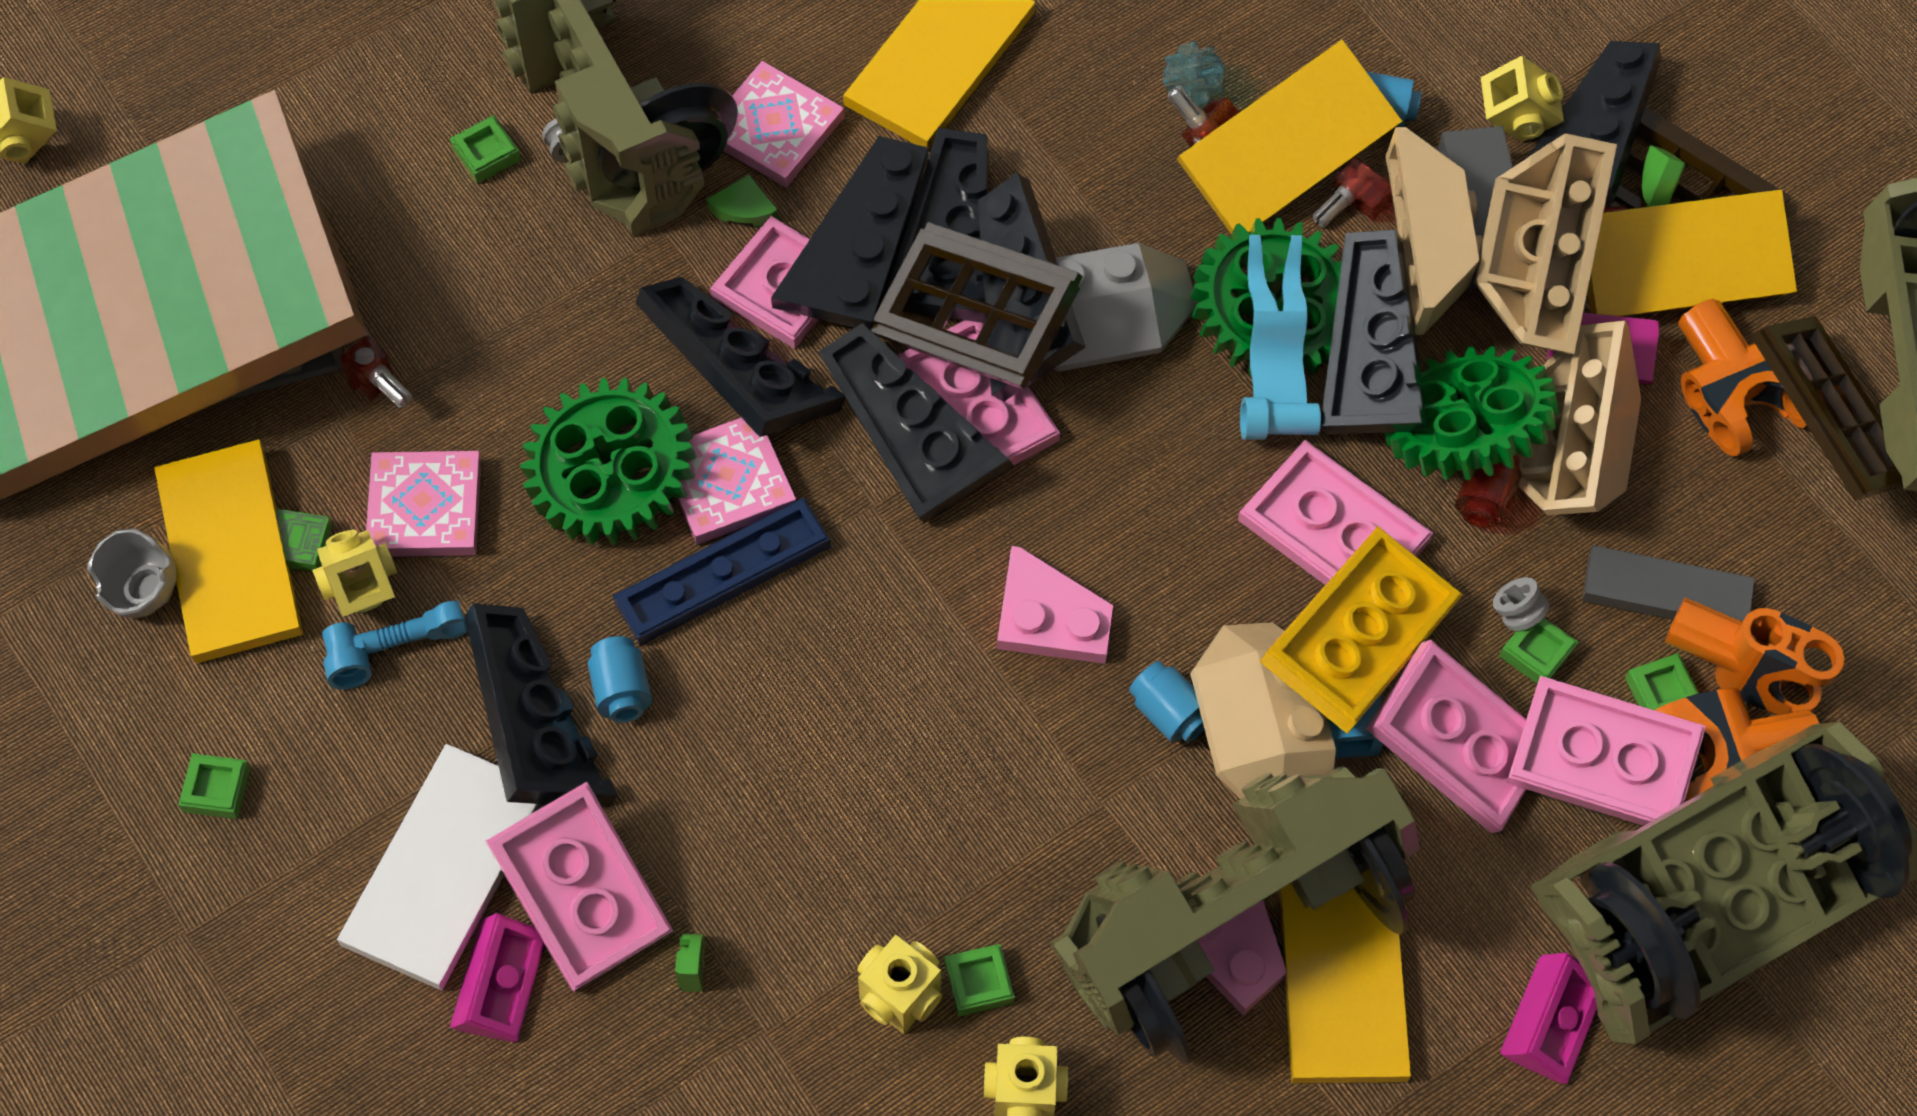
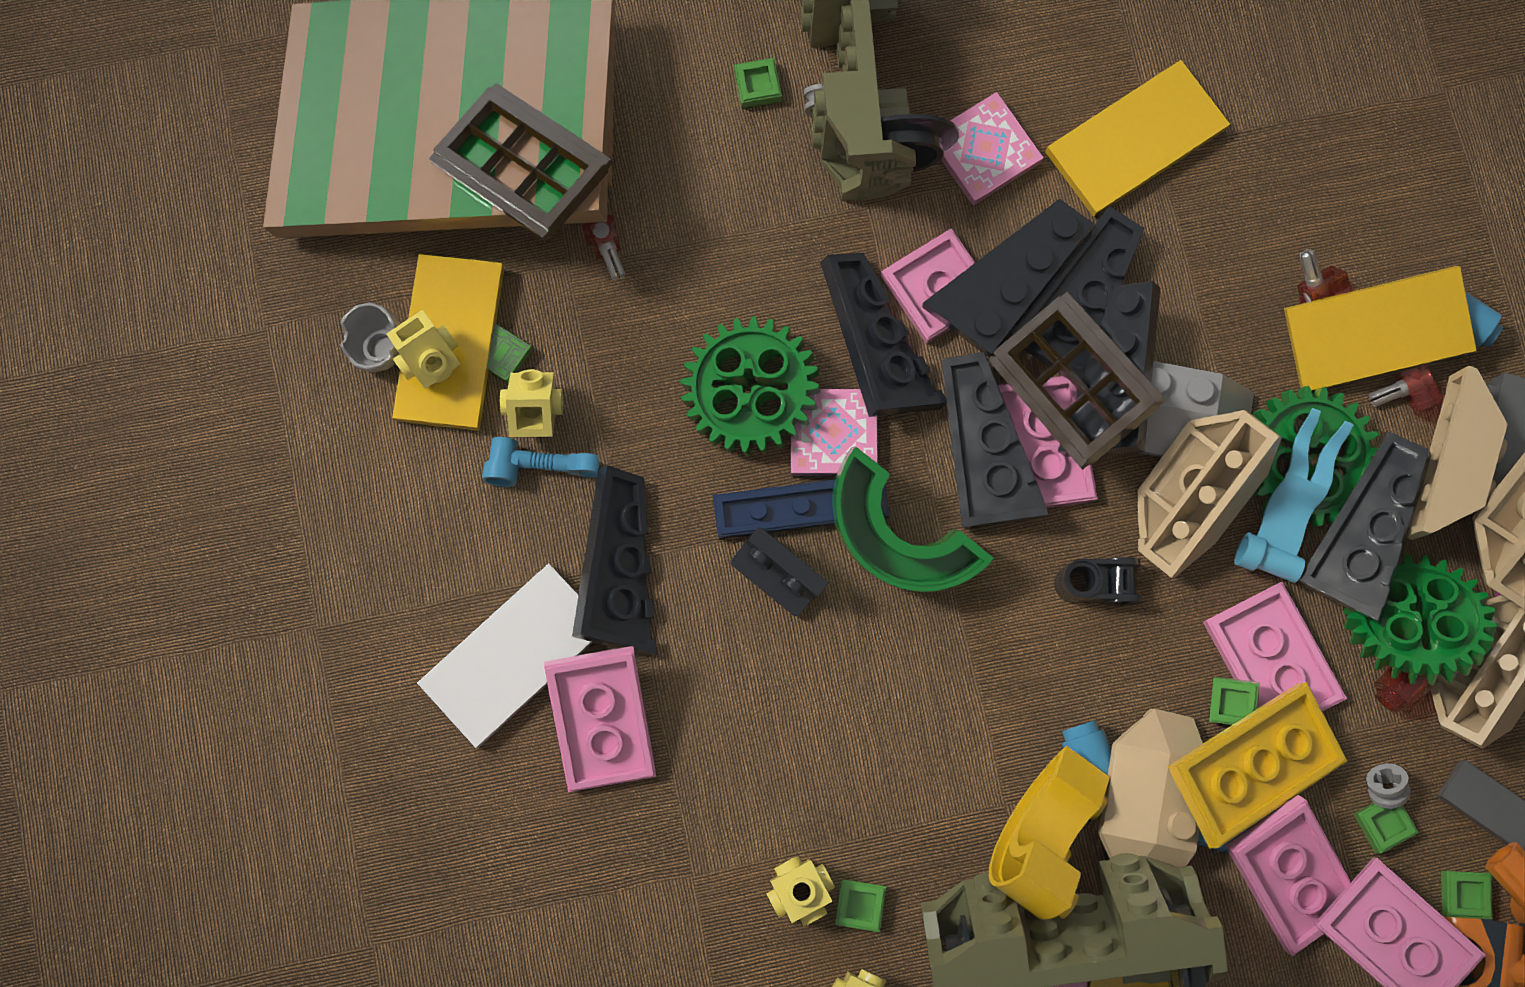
camera: 20 degrees right, 15 degrees up
(202, 556) = (424, 350): none -> light yellow brick
(214, 786) = (374, 525): bright green tile -> none
(247, 346) = (499, 194): none -> dark brown piece
(425, 502) = (604, 361): bright pink tile -> none
(498, 979) = (519, 758): dark pink slope -> none
(619, 679) = (691, 565): dark azure brick -> none
(690, 962) = (659, 805): bright green tile -> none
(725, 641) = (778, 572): none -> black bracket
(742, 203) = (934, 208): bright green tile -> none
(839, 572) = (876, 547): none -> green brick
(1051, 613) = (1030, 641): bright pink wing -> none
(1110, 511) = (1108, 581): none -> black piece
(1152, 806) = (1035, 842): none -> yellow brick
(1169, 364) = (1202, 487): none -> tan wedge
(1196, 71) = (1329, 238): clear light blue gear -> none
(1304, 579) = (1233, 699): none -> bright green tile

